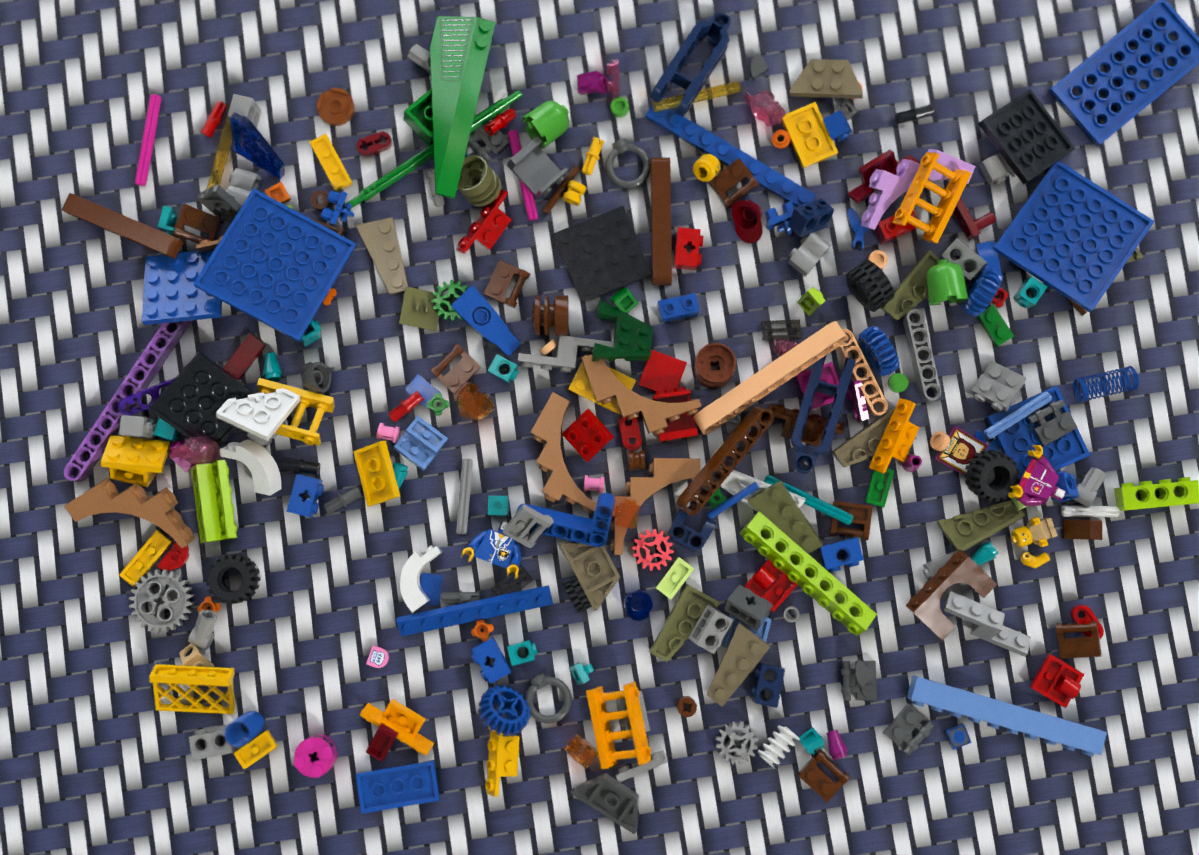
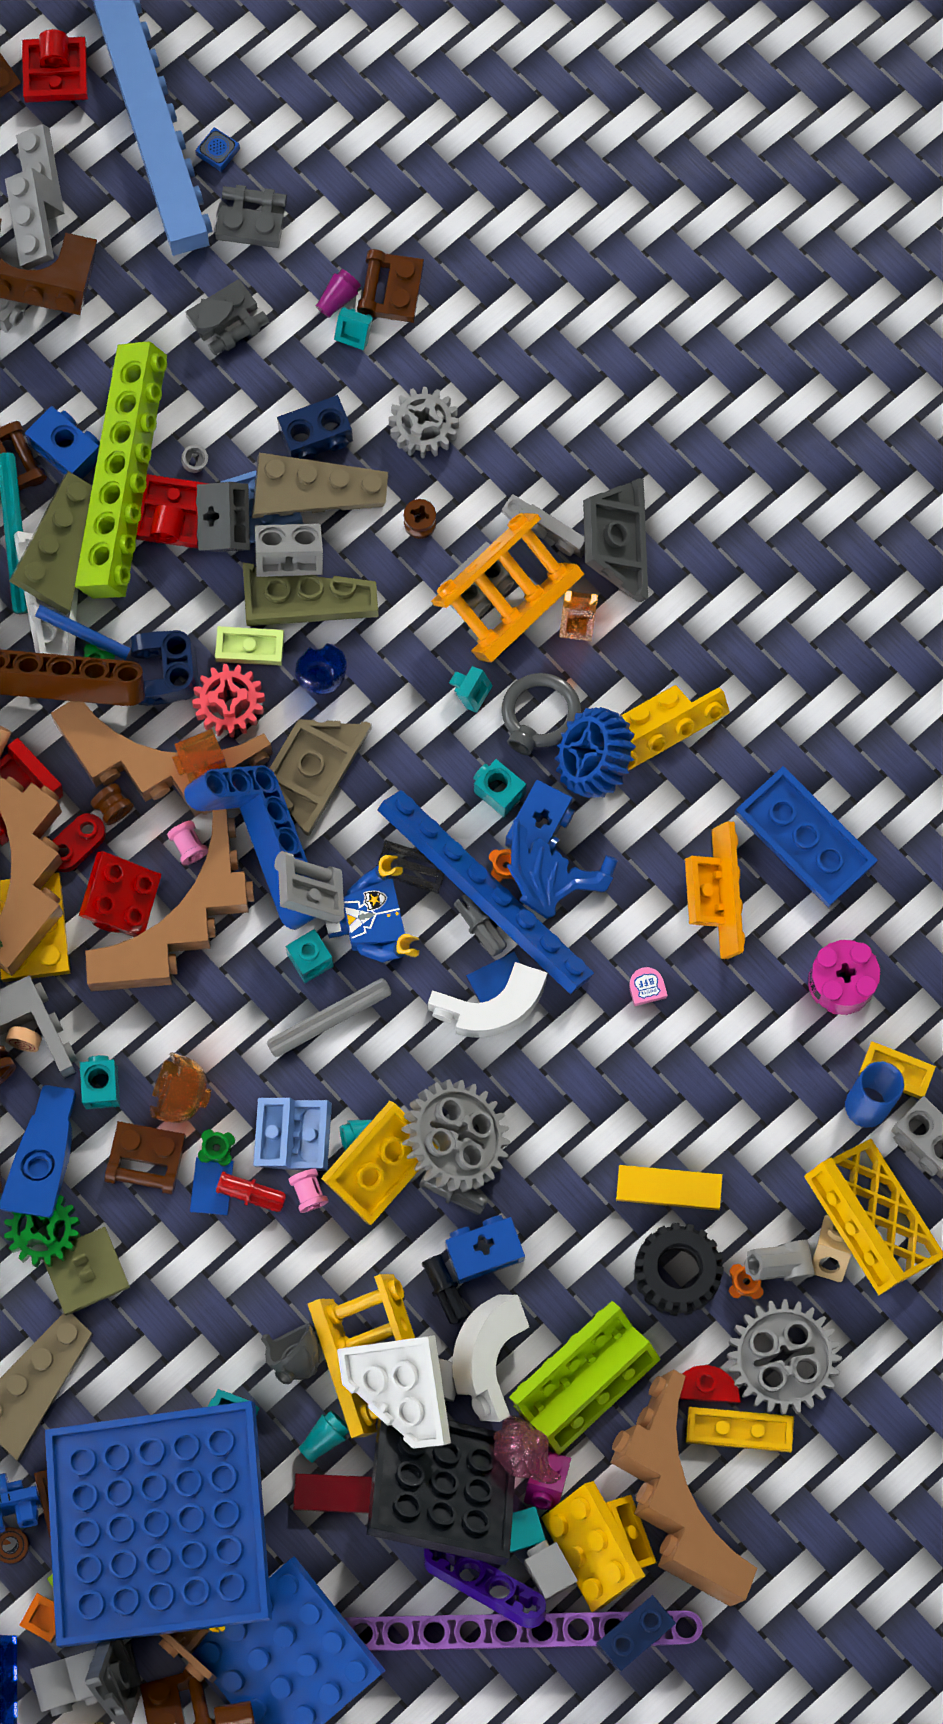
camera: 120 degrees left, 10 degrees down
(80, 445) = (635, 1633): none -> dark blue brick
(276, 602) = (669, 1187): none -> yellow tile
(352, 503) = (455, 1136): none -> light grey gear
(382, 742) = (759, 896): dark red tile -> none
(460, 644) = (545, 877): none -> blue animal
(576, 594) = (363, 760): black tyre -> none
(778, 745) = (390, 366): white piece -> none

